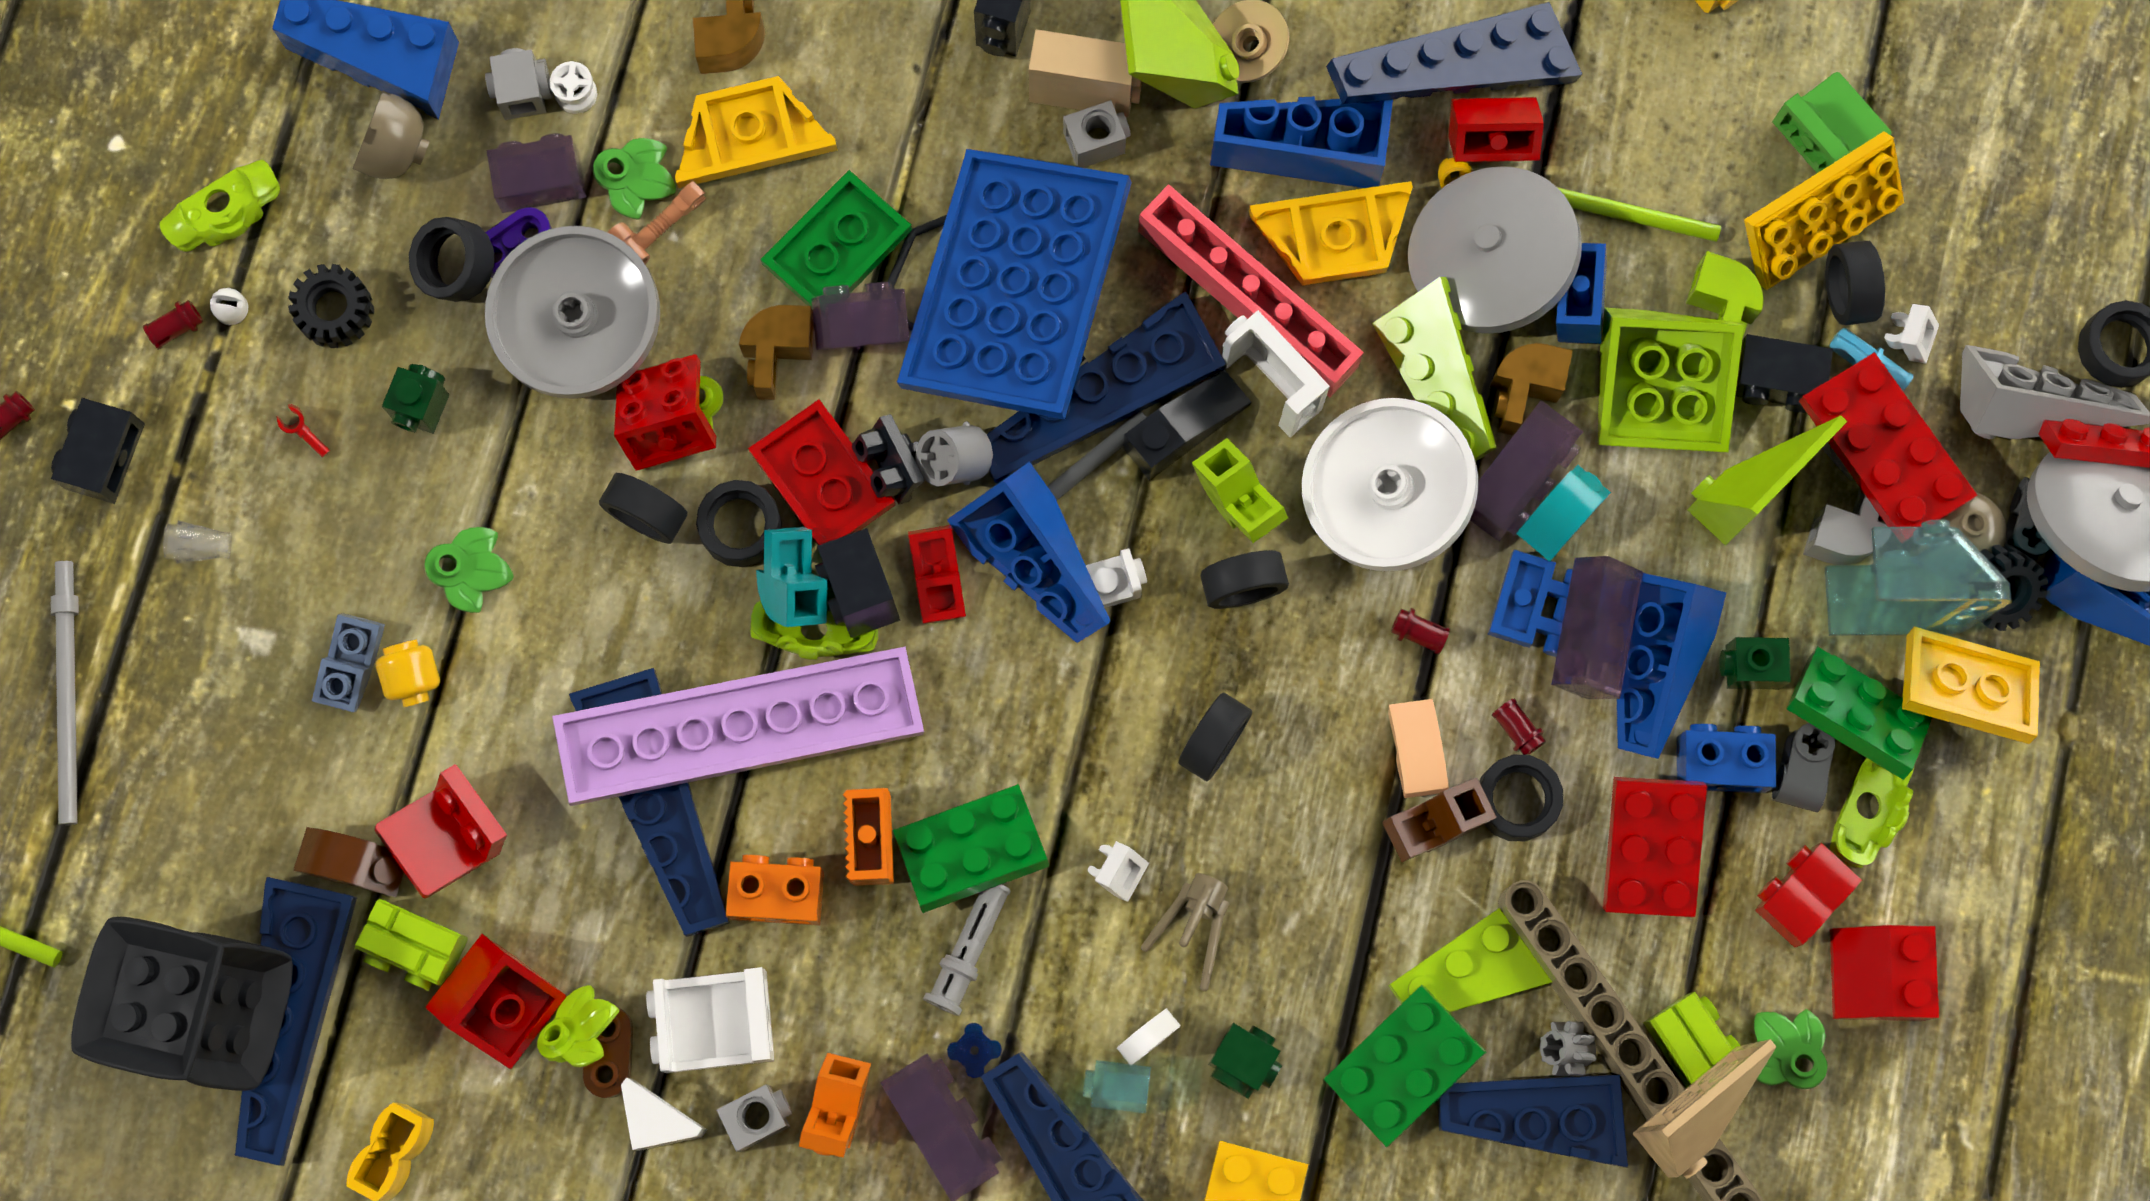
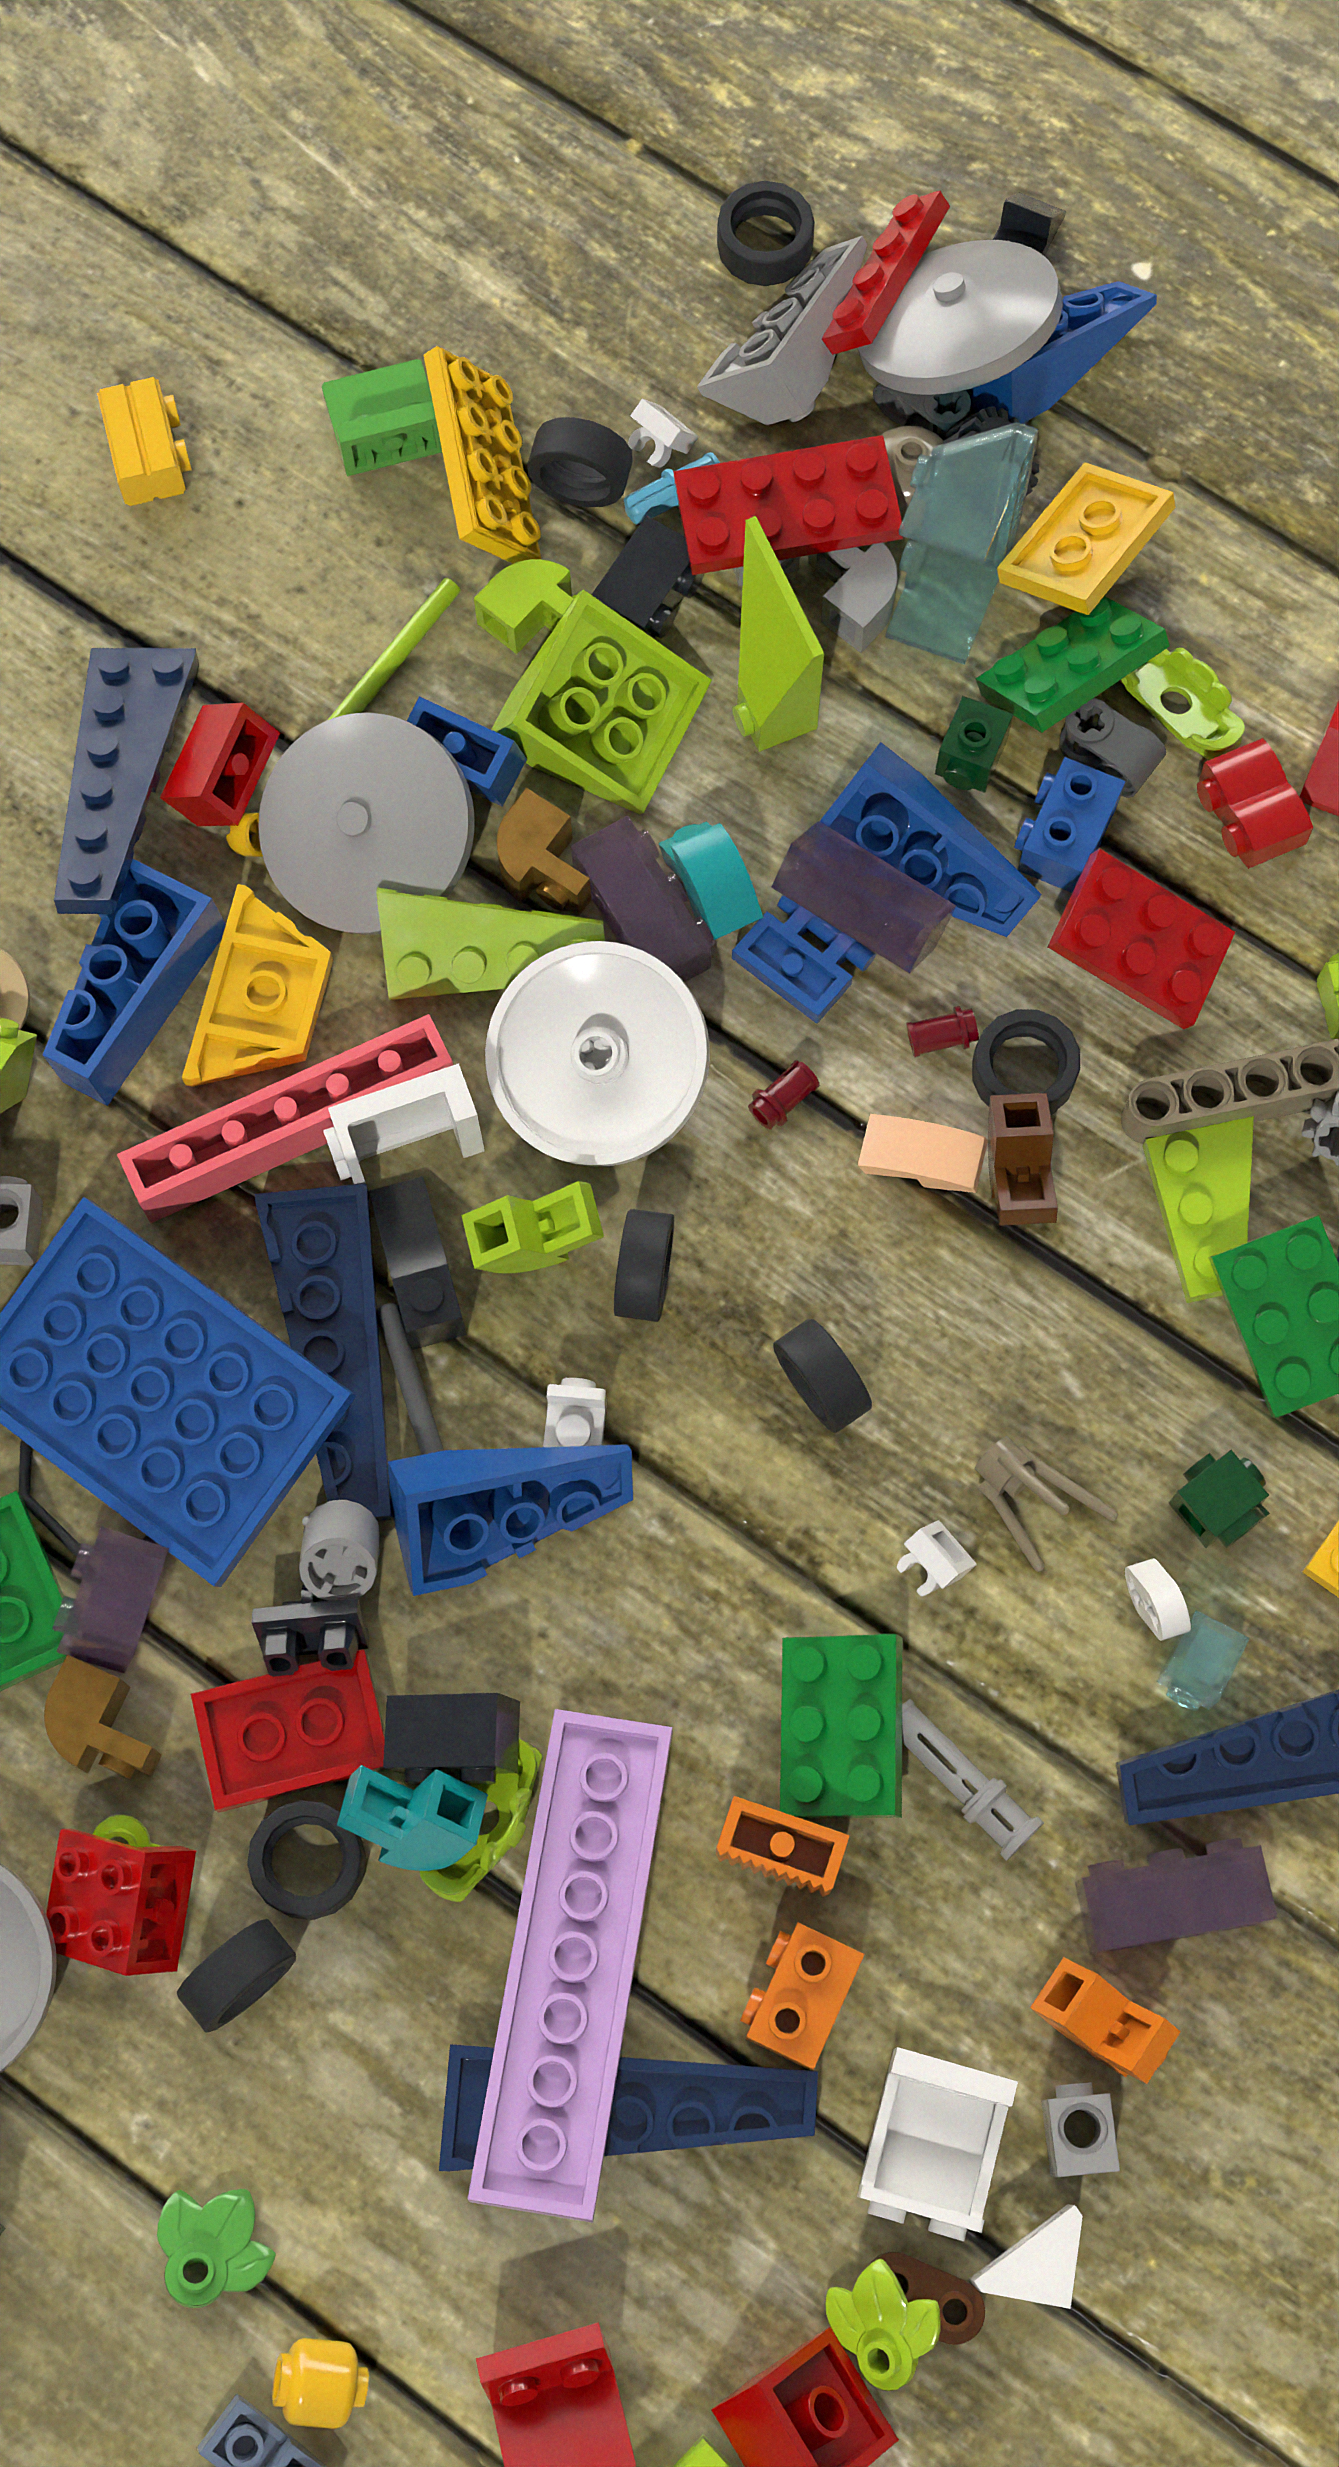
camera: 65 degrees left, 5 degrees down
(936, 574) = (476, 1635): red slope -> none
(987, 1048) = (1086, 1838): clear blue plate -> none

